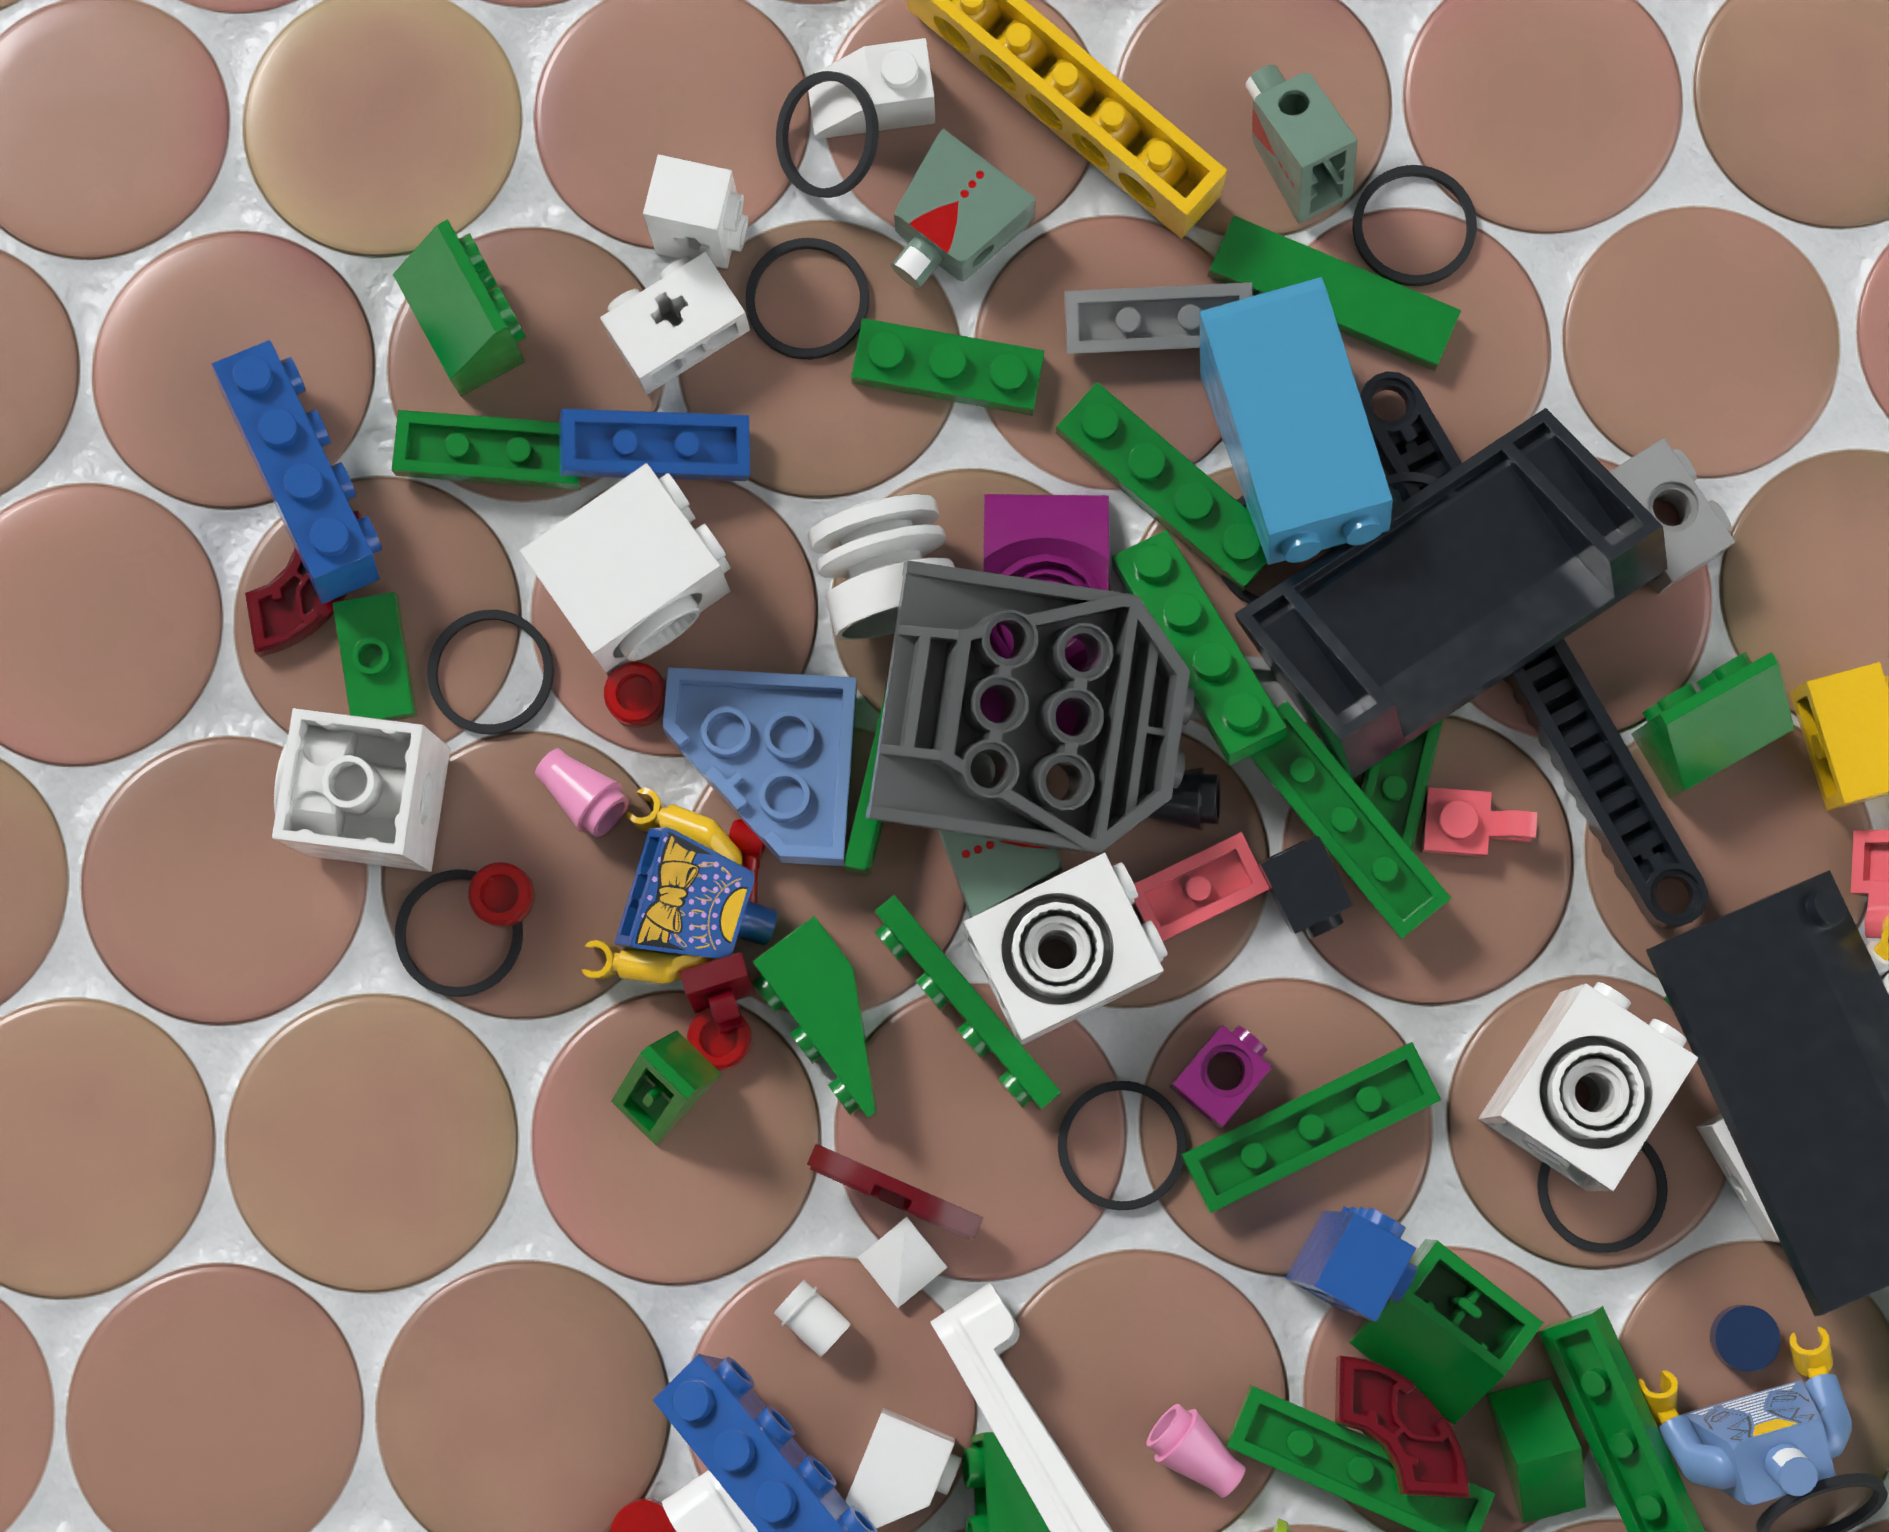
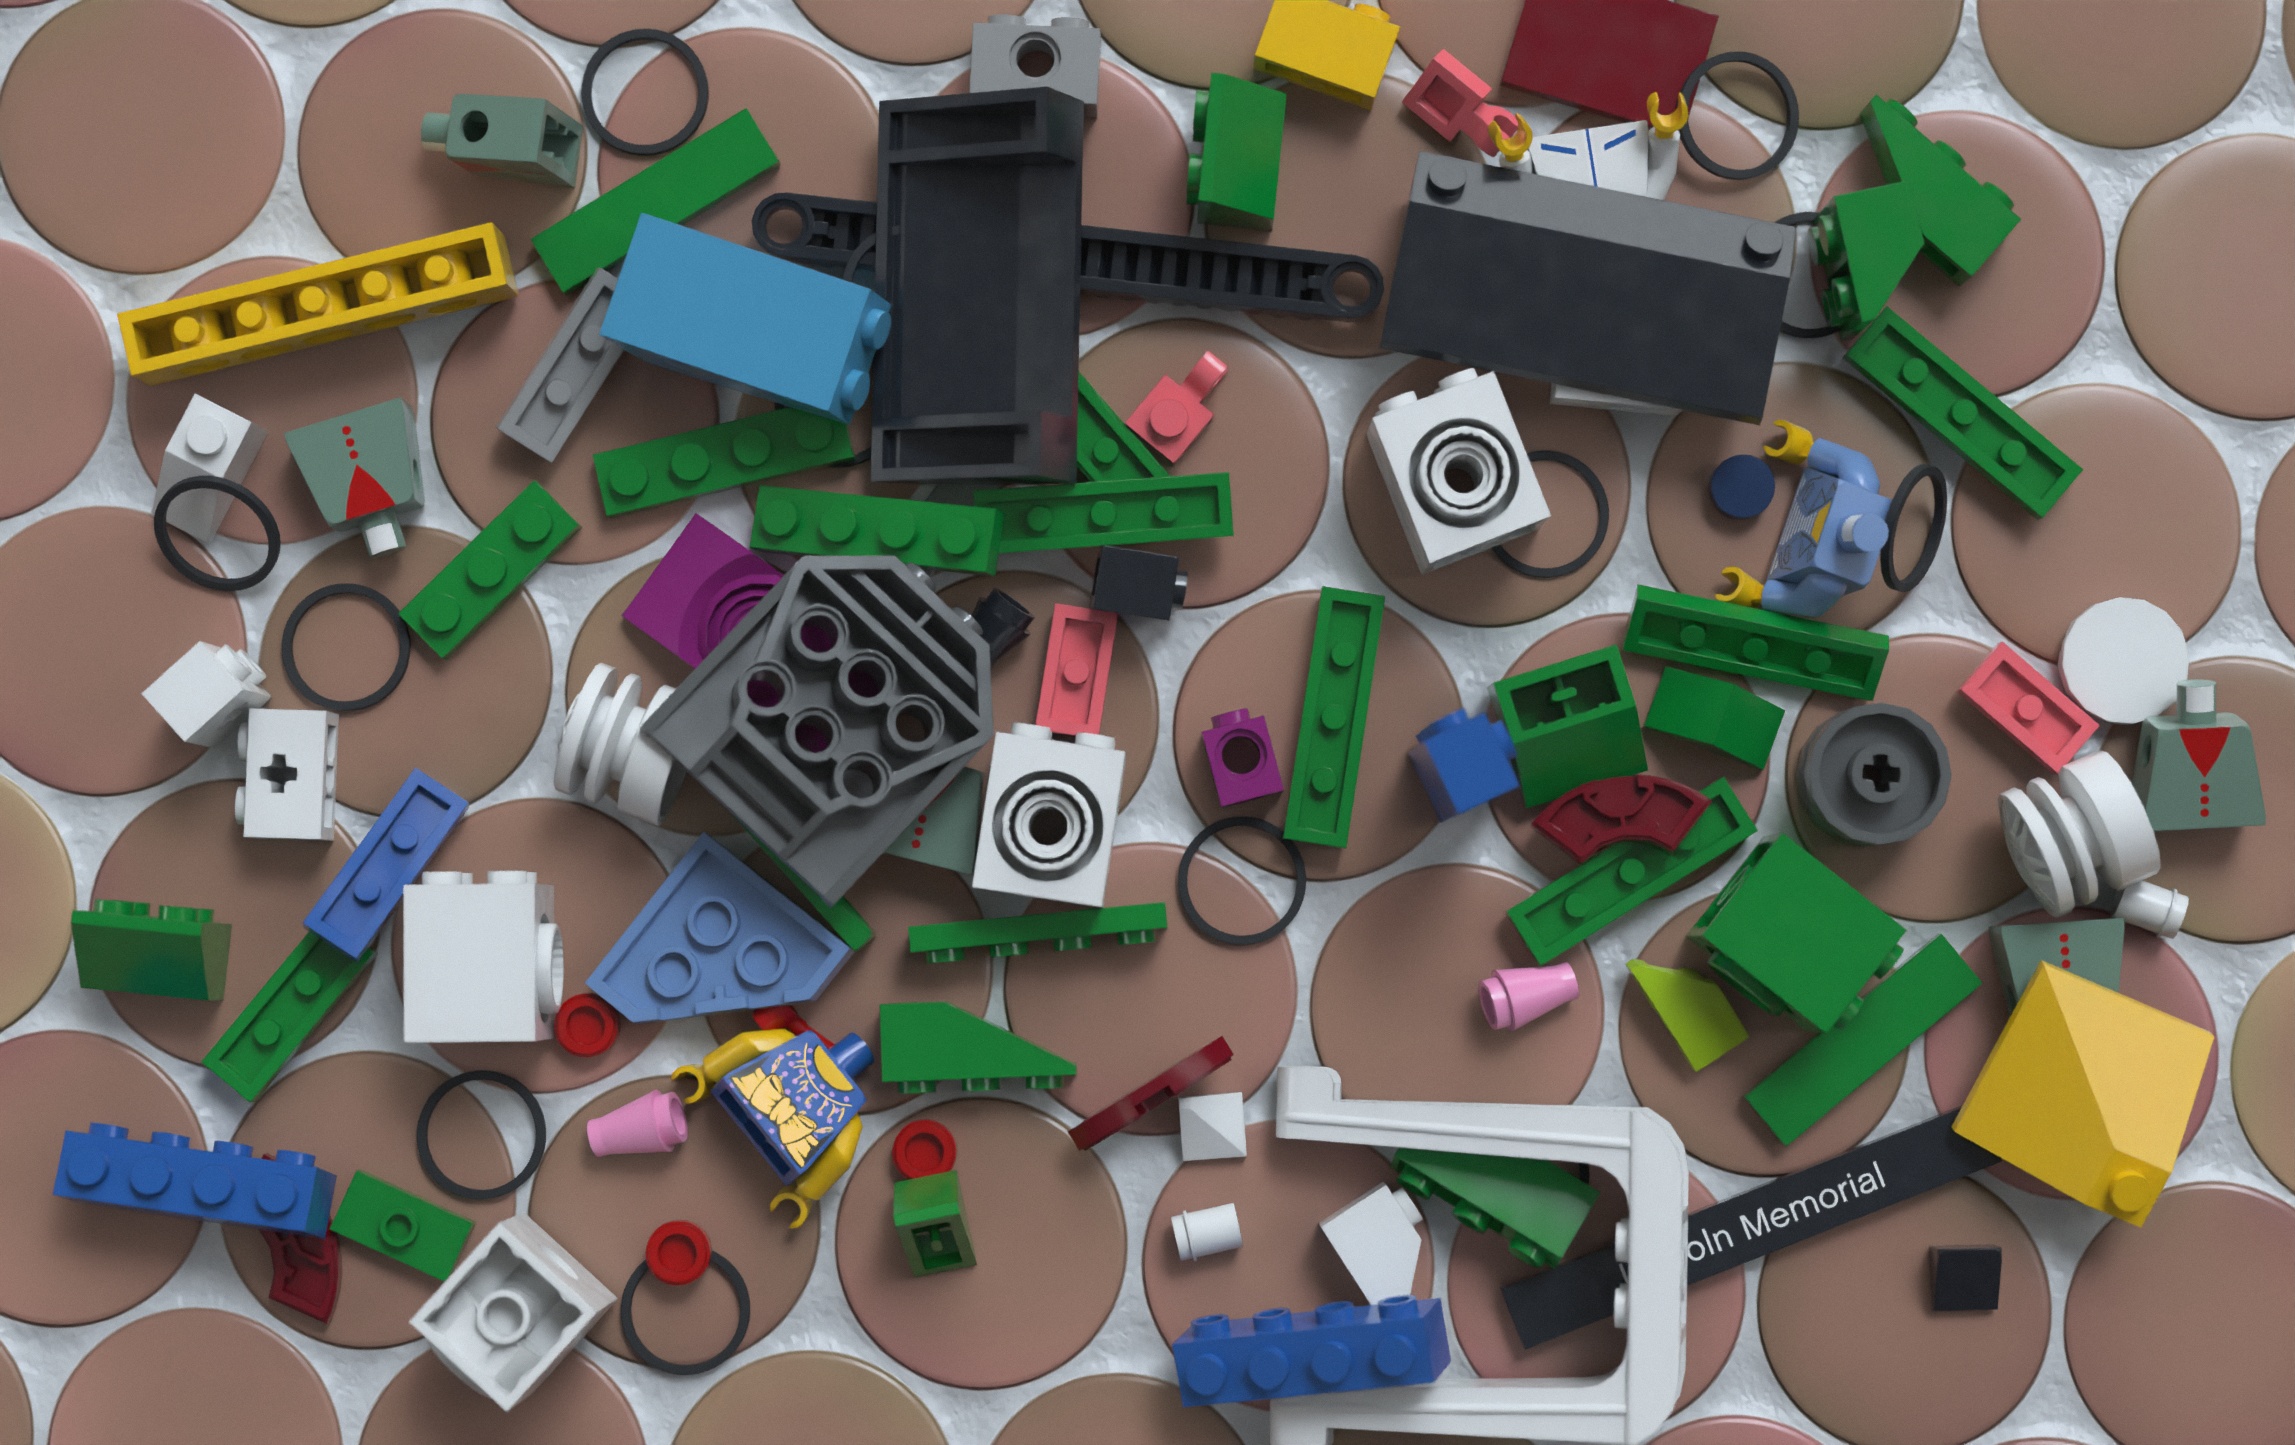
camera: 55 degrees left, 5 degrees up
(719, 986) = (883, 1123): dark red tile -> none

